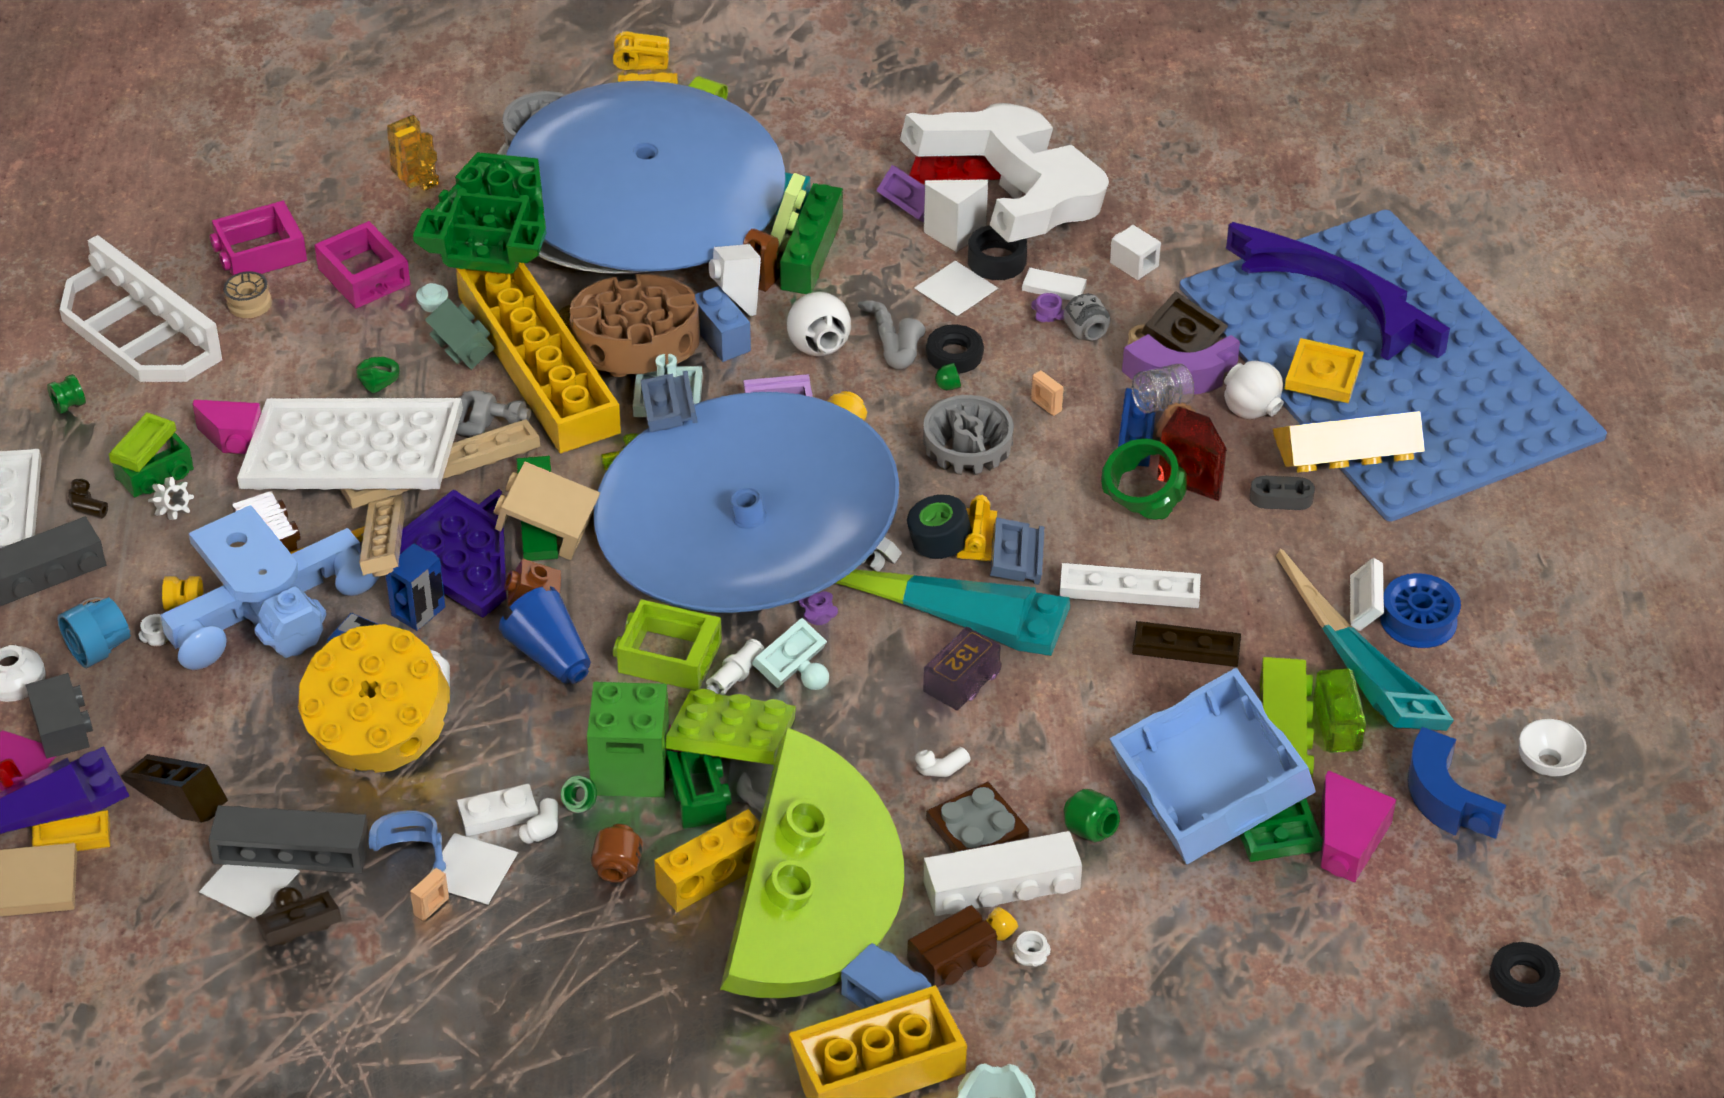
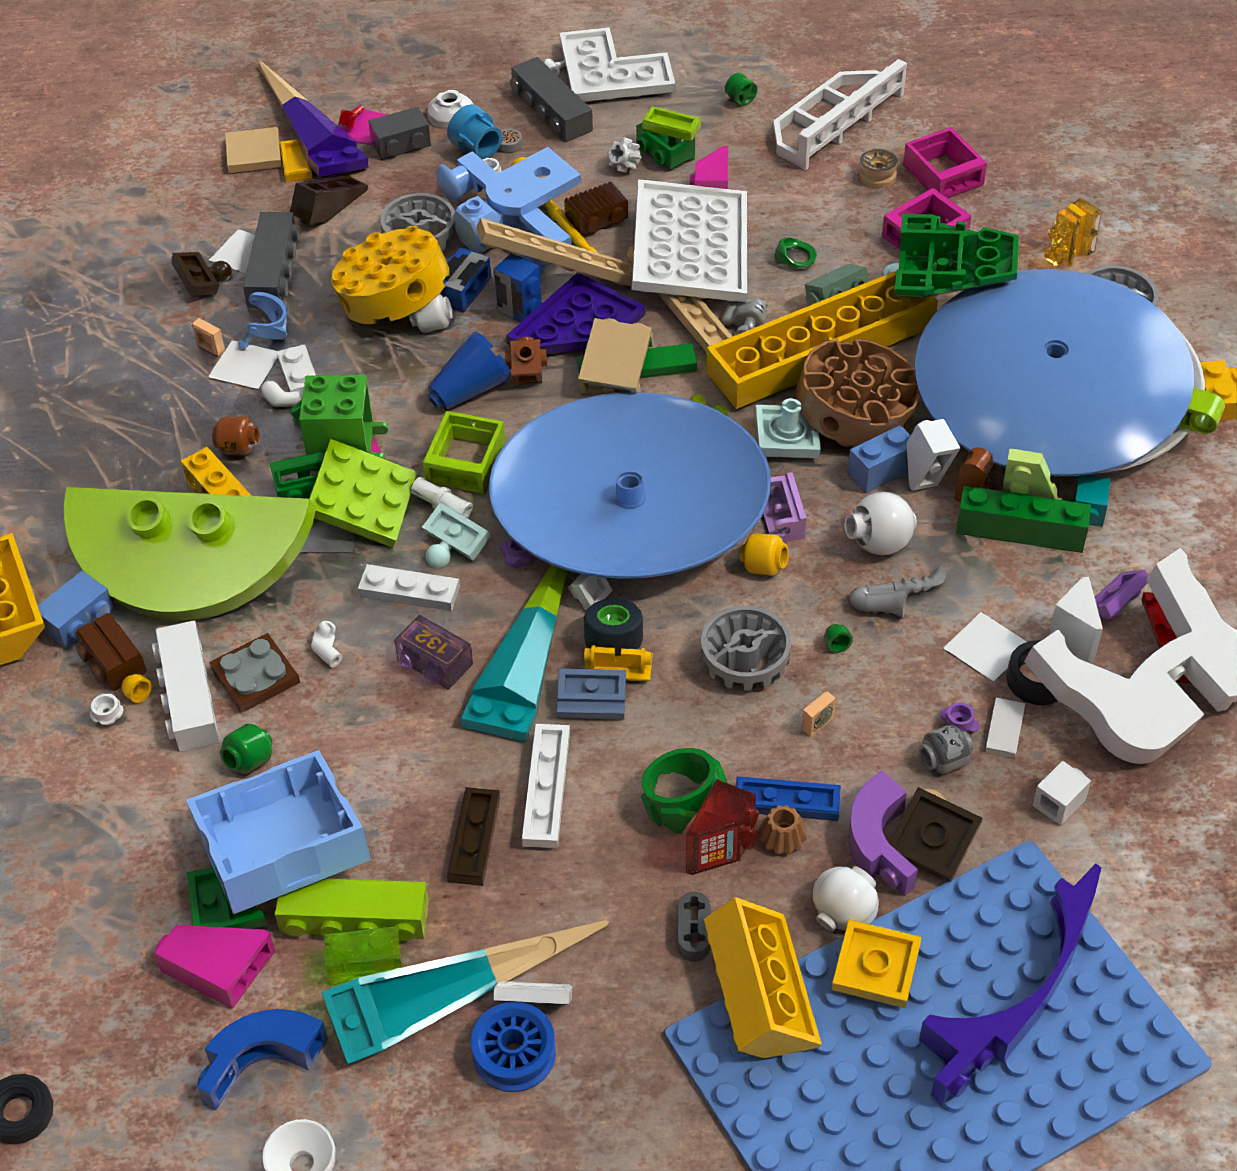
camera: 90 degrees right, 5 degrees up
(83, 502) = (629, 116): dark brown arm -> none
(257, 674) = (424, 211): none -> light grey gear
(668, 401) = (749, 418): sand blue plate -> none
(860, 699) = (409, 587): none -> white plate
(957, 335) = (883, 626): black tyre -> none
(1162, 387) = (816, 799): clear wheel -> none

